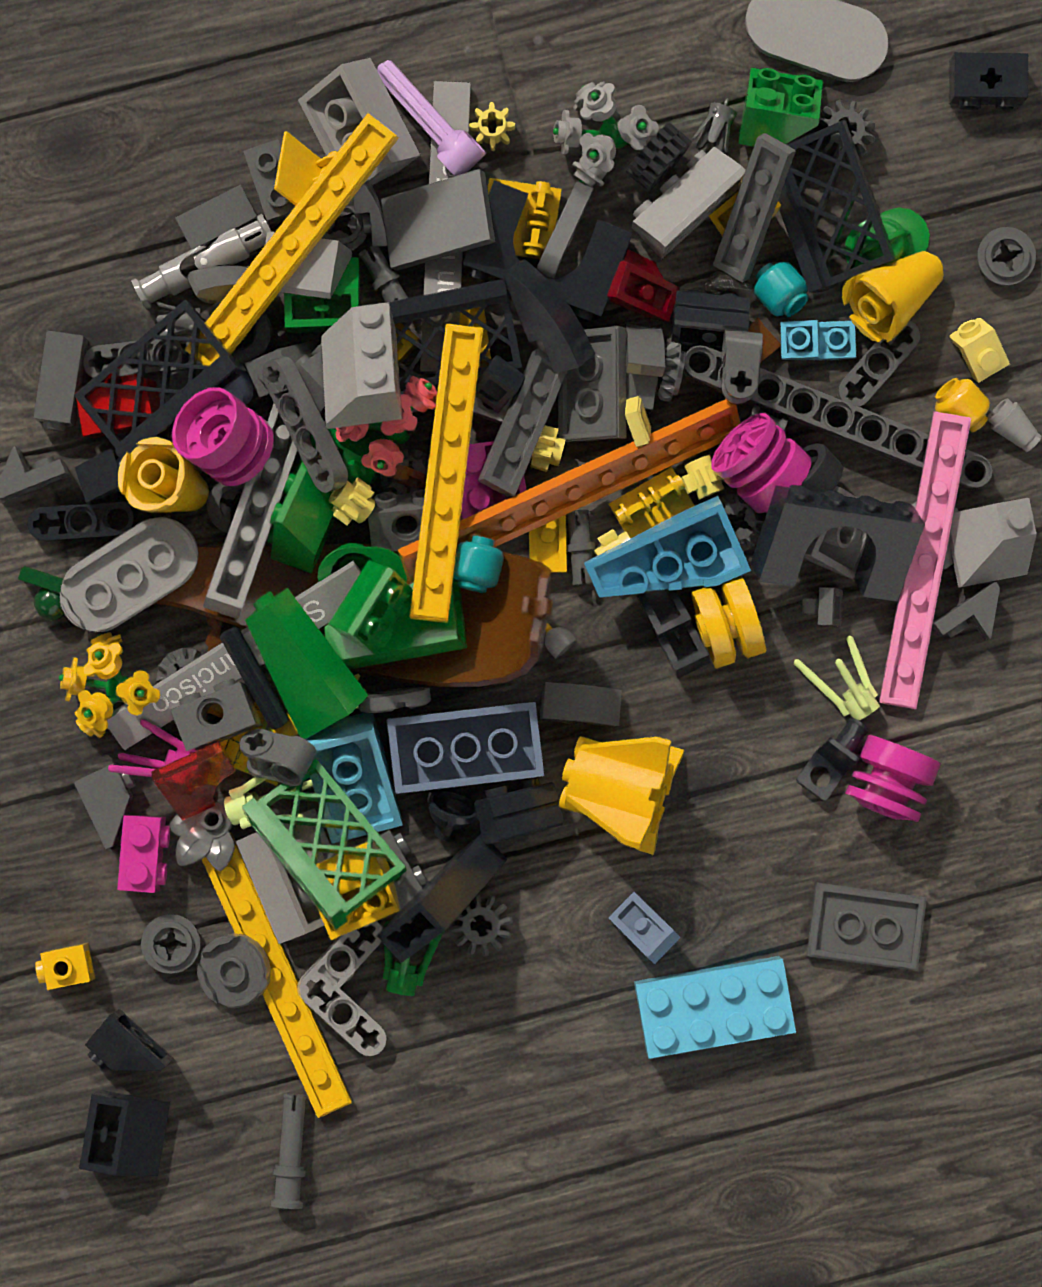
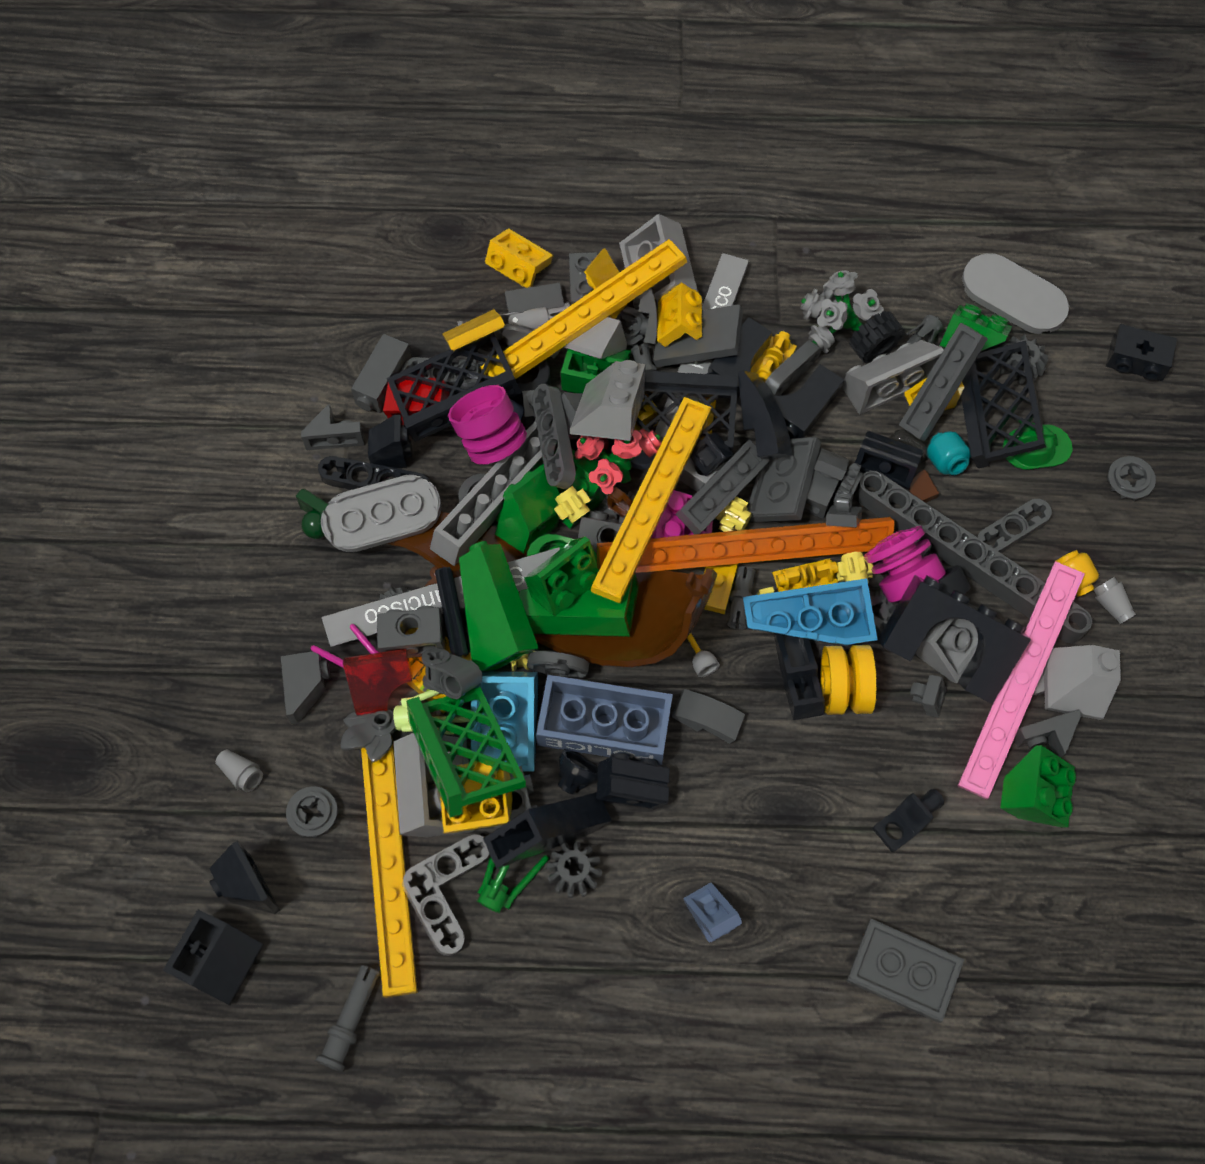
camera: 20 degrees right, 20 degrees down
(73, 922) = (240, 771): none -> light grey cone
(79, 966) = (227, 811): yellow brick -> none
(106, 664) = (322, 601): yellow plant -> none
(142, 853) = (314, 730): dark pink brick -> none
(160, 303) = (473, 330): none -> yellow tile
(161, 479) = (432, 448): yellow cone -> none
(176, 162) = (517, 257): none -> yellow bracket
(234, 970) = (355, 848): dark grey tile -> none
(407, 201) = (679, 314): none -> yellow bracket
(455, 147) = (724, 290): lavender axle -> none
(478, 564) = (657, 572): teal head -> none
(481, 126) = (756, 290): light yellow gear -> none
(622, 786) = (726, 783): yellow brick -> none
(638, 421) = (813, 506): light yellow tile -> none
(642, 288) = (839, 426): dark red slope -> none
(675, 415) = (843, 513): none -> dark grey tile
(714, 1007) = (756, 998): medium azure brick -> none
(740, 359) = (905, 490): dark grey piece -> none
(818, 340) = (969, 500): medium azure slope -> none
(860, 698) = (941, 776): yellowish green plant -> none
(891, 294) = (1034, 474): yellow cone -> none
(893, 778) = (958, 843): dark pink wheel -> none
(971, 683) = (1040, 788): none -> green slope
(980, 348) = (1098, 537): light yellow bracket -> none

